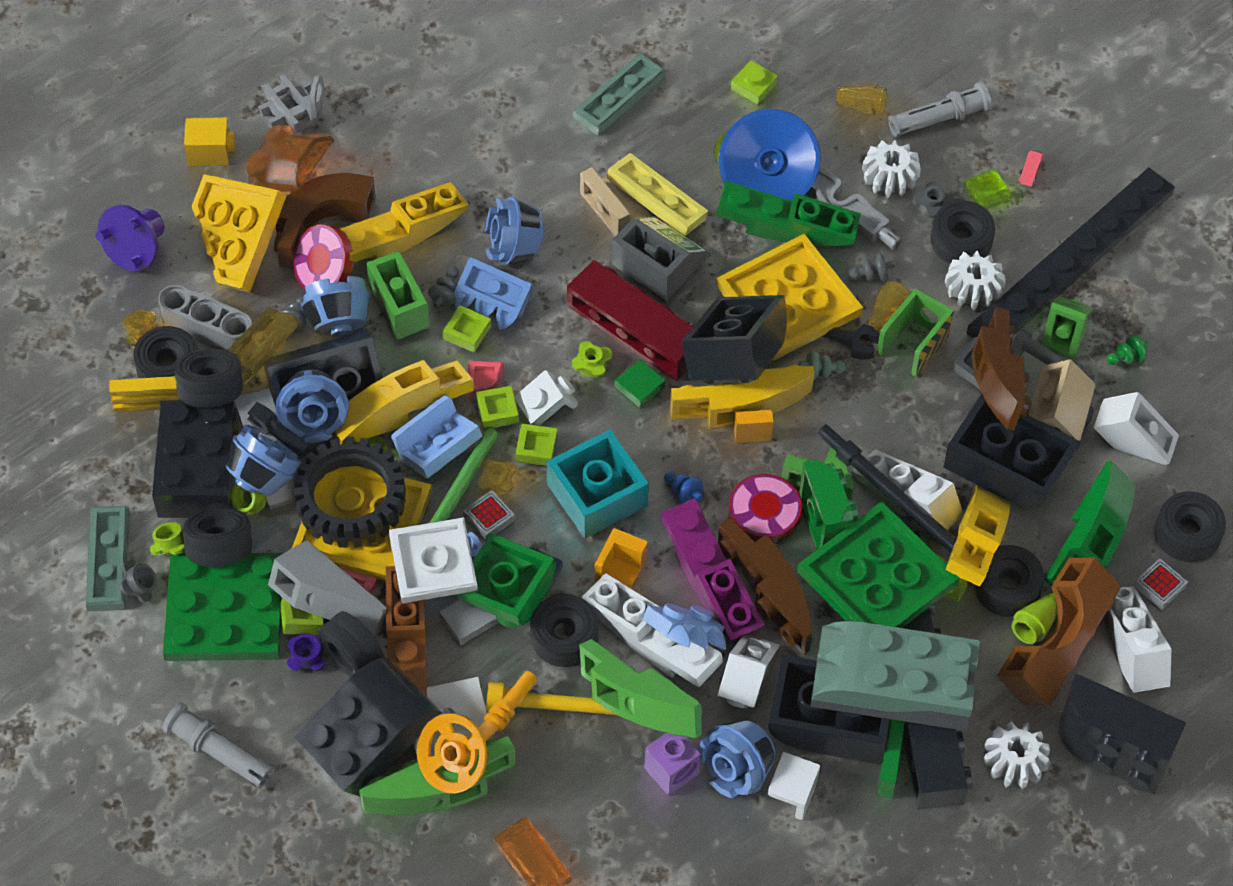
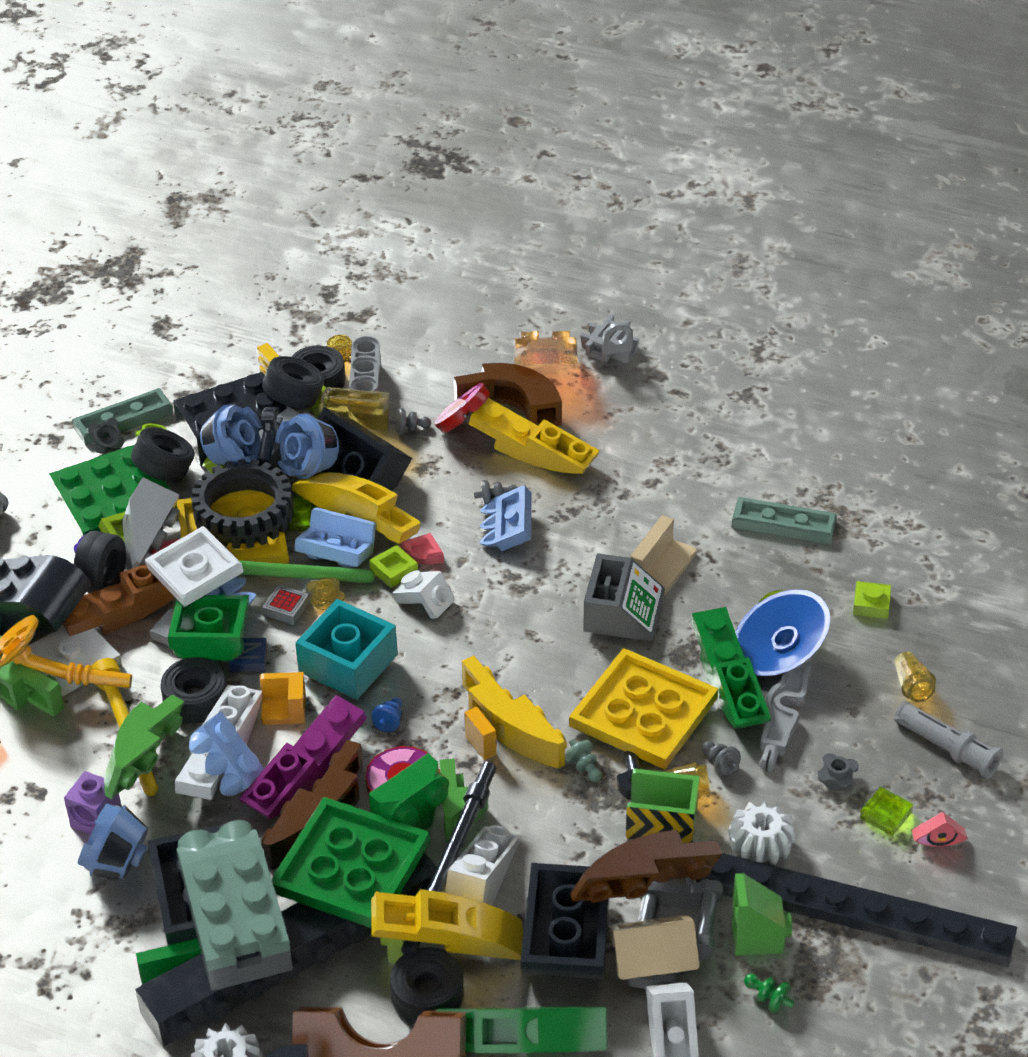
camera: 65 degrees right, 15 degrees down
(130, 236) = (415, 306): dark purple piece -> none
(208, 141) = (536, 310): yellow brick -> none
(236, 227) = (475, 347): yellow plate -> none
(336, 306) = (421, 431): medium blue cone -> none
(398, 295) = (458, 461): bright green brick -> none
(467, 328) = (461, 519): lime plate -> none
(514, 231) = (571, 501): medium blue cone -> none
(536, 444) = (372, 600): lime plate -> none
(594, 367) = (484, 606): lime plate -> none
(630, 317) = (541, 615): dark red brick -> none
(640, 383) = (483, 645): green tile -> none
(657, 194) = (687, 578): light yellow plate -> none
(735, 338) = (548, 670): black brick -> none
(748, 671) = (209, 809): white slope -> none
(794, 782) = (109, 900): white panel -> none
(891, 168) = (845, 724): white gear -> none
(962, 215) = (821, 788): black tyre -> none
(1036, 619) = (390, 1022): lime cone -> none

